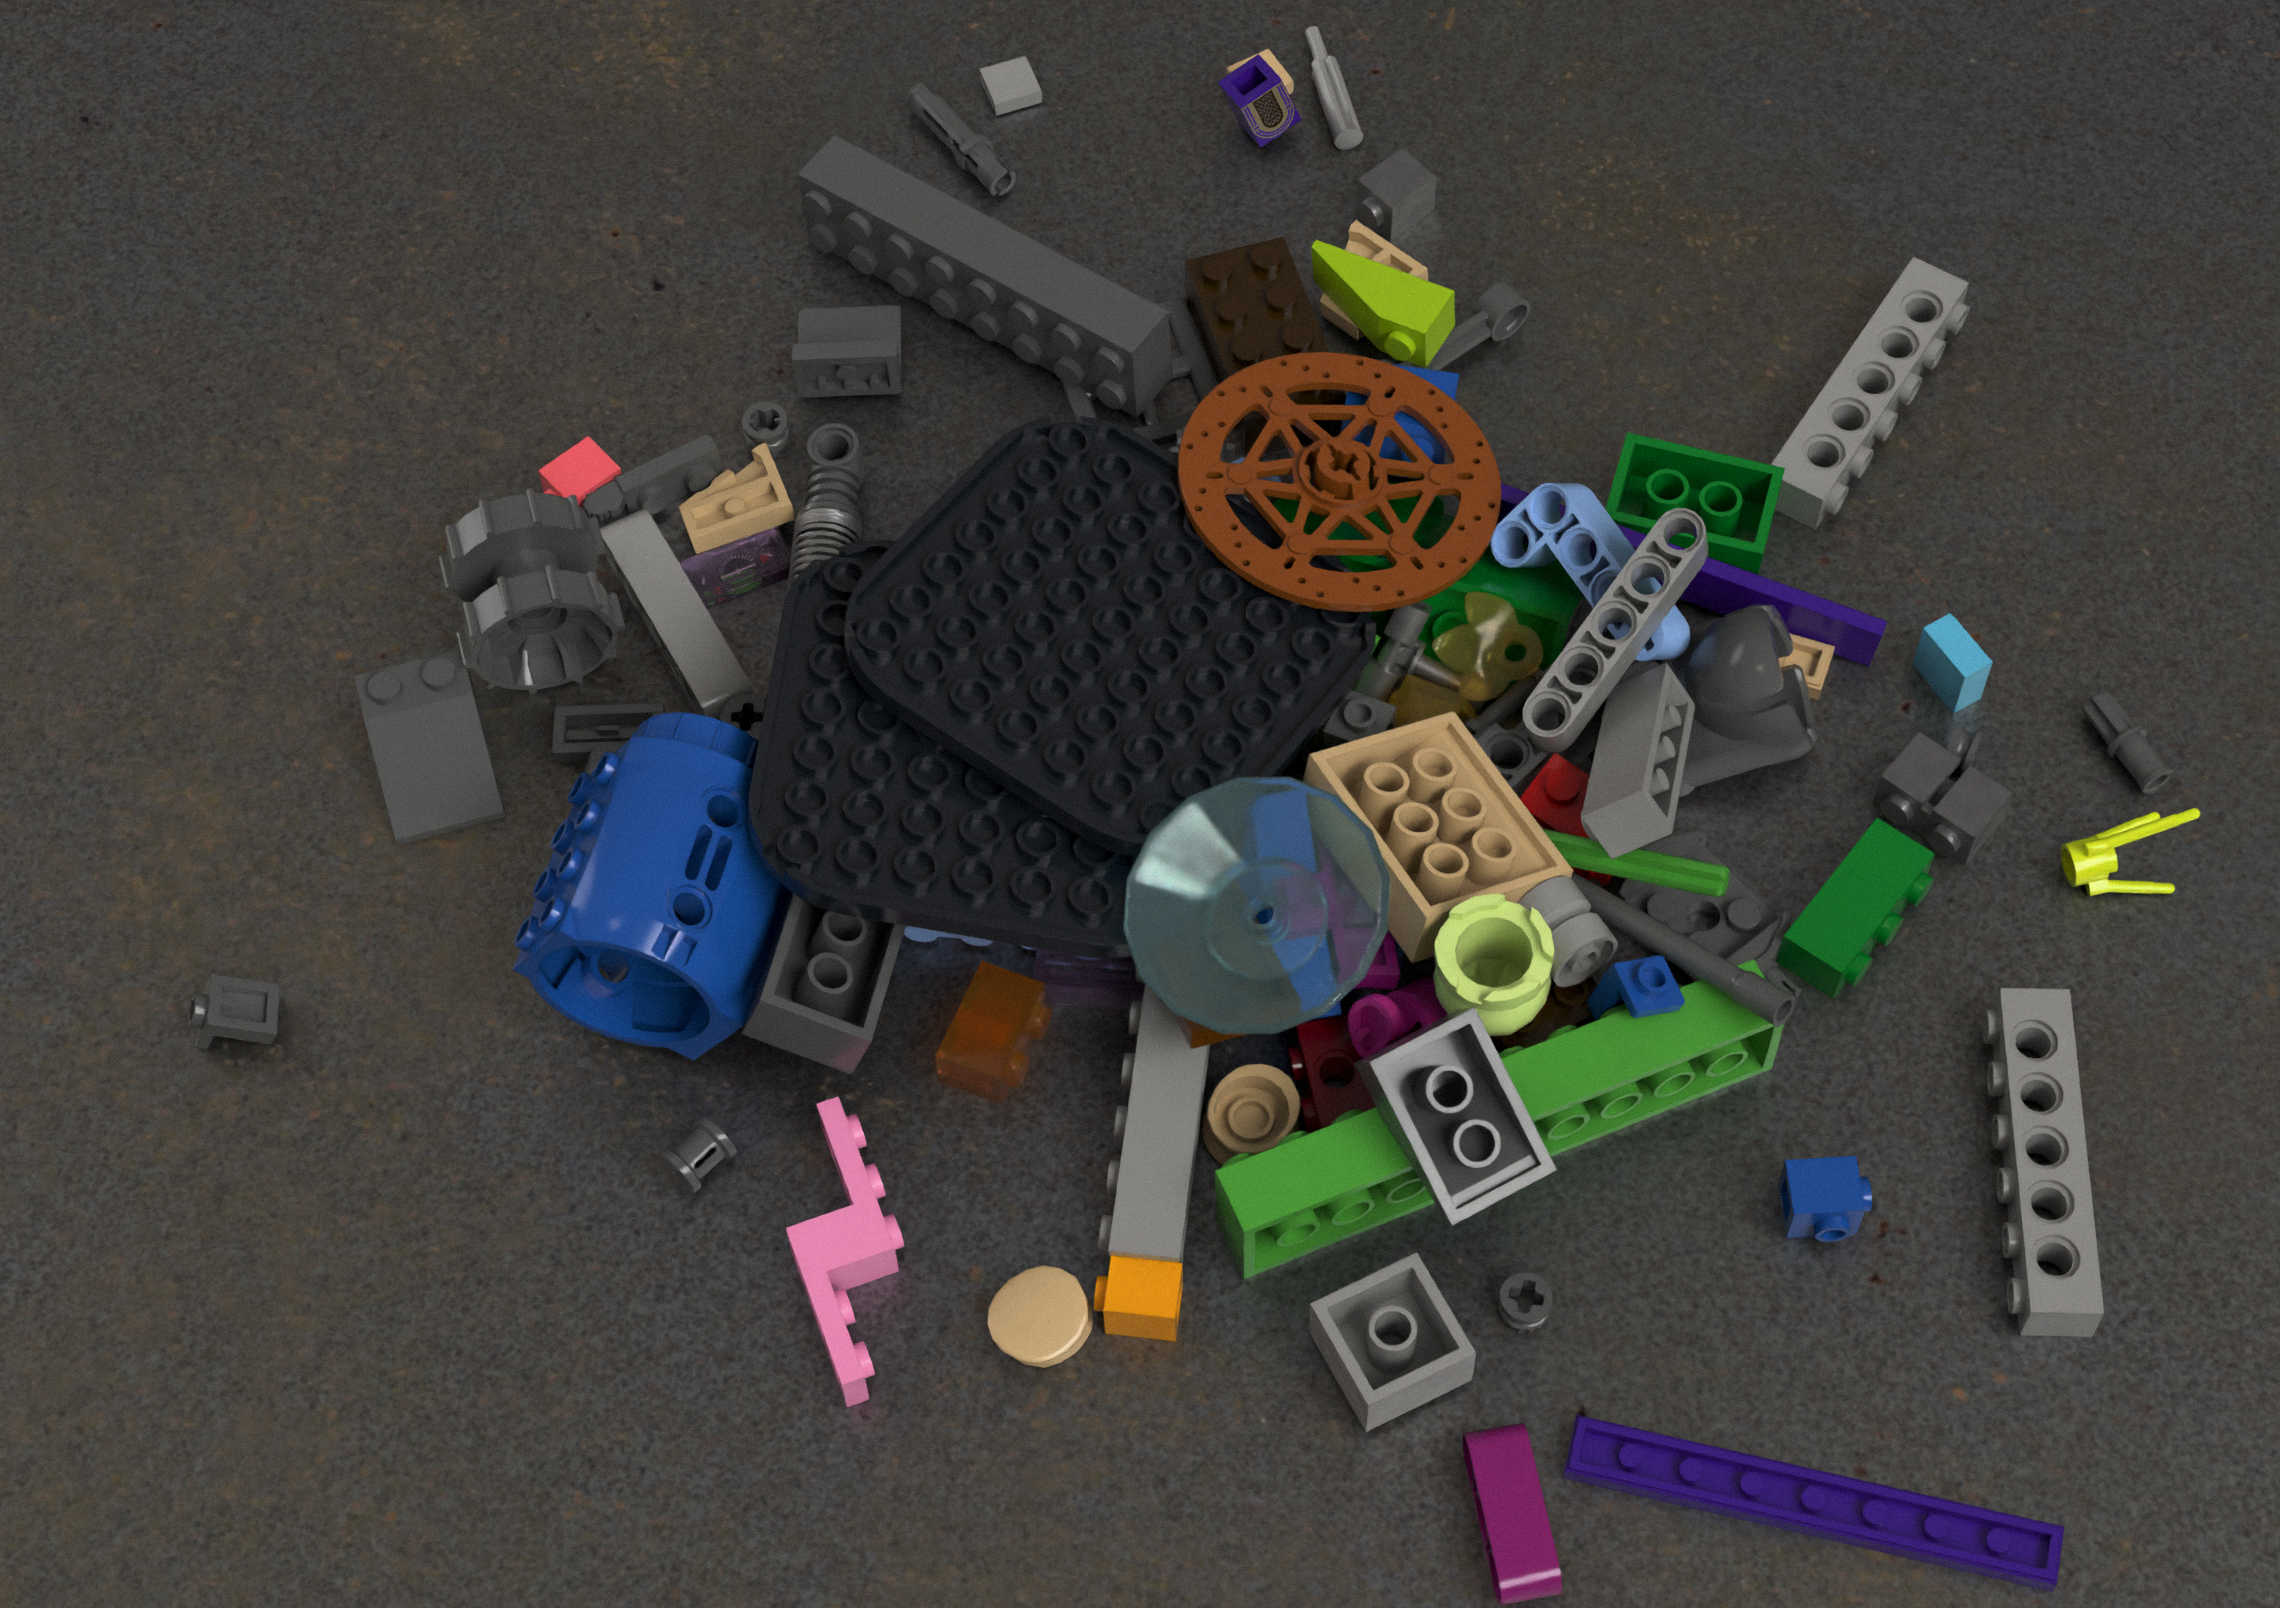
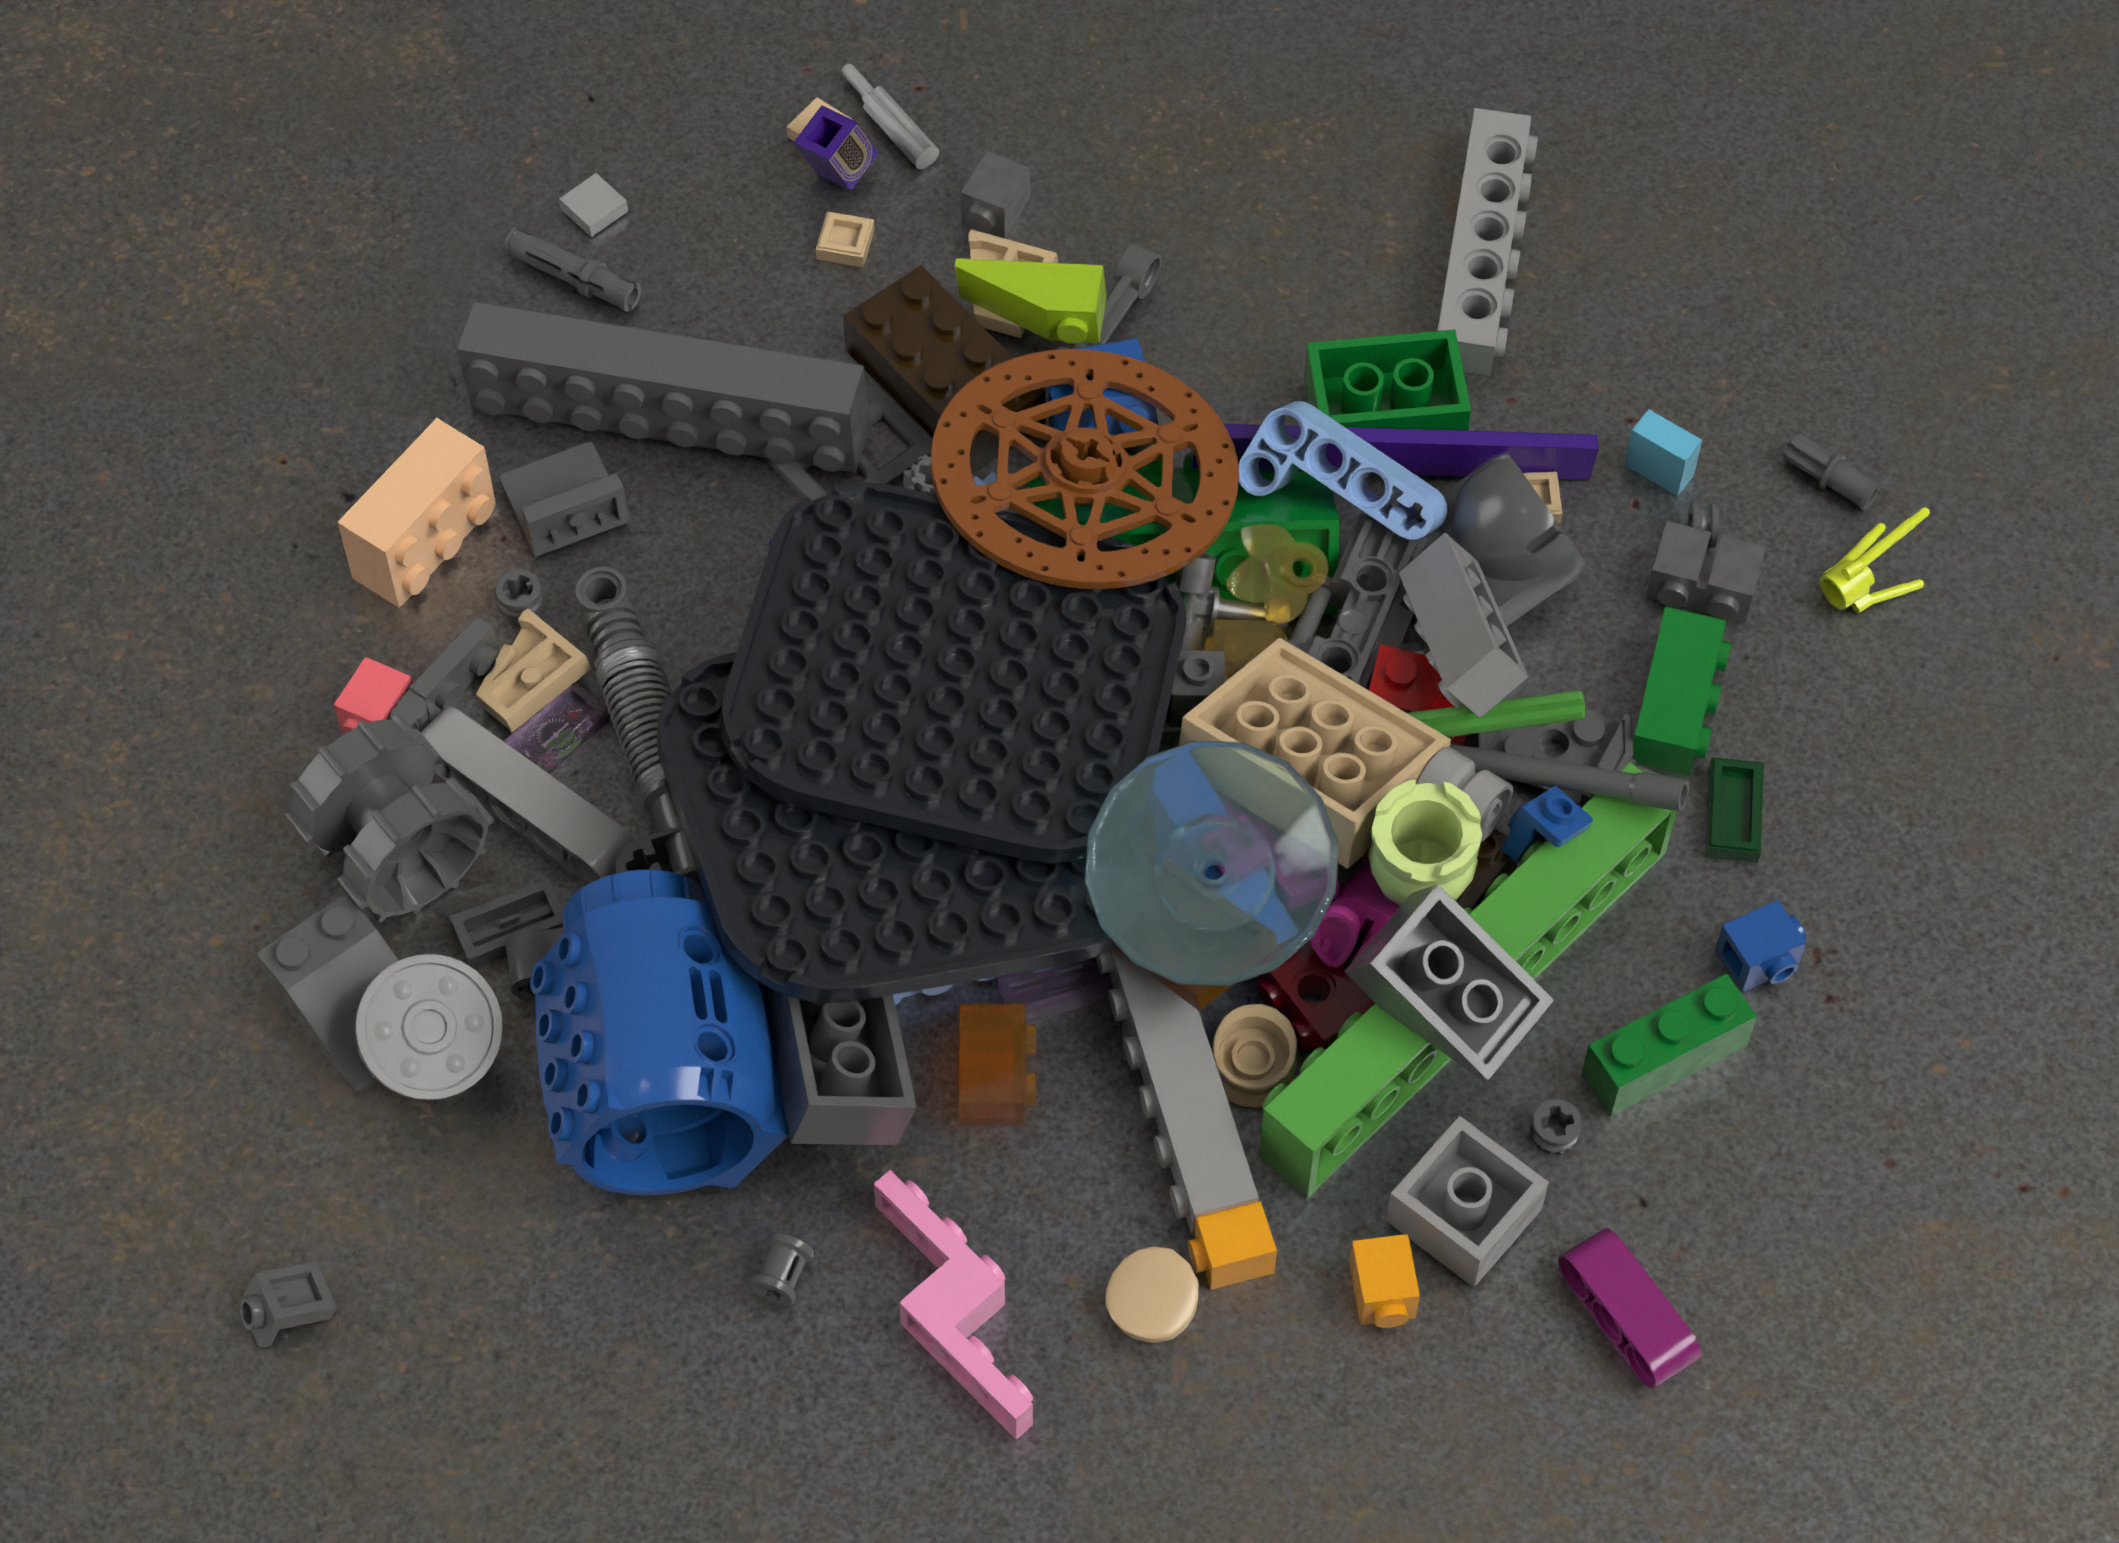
camera: 25 degrees left, 0 degrees up
(467, 800) = (428, 1027): none -> light grey wheel
(700, 317) = (418, 513): none -> light nougat brick
(1233, 192) = (845, 239): none -> tan tile
(1274, 1390) = (1384, 1280): none -> light orange brick
(1618, 604) = (1394, 494): light grey beam -> none
(1677, 1262) = (1668, 1044): none -> green brick
(1815, 1503) = (1864, 1204): dark purple tile -> none
(1863, 1049) = (1734, 809): none -> dark green tile
(2045, 1025) = (1927, 821): light grey brick -> none

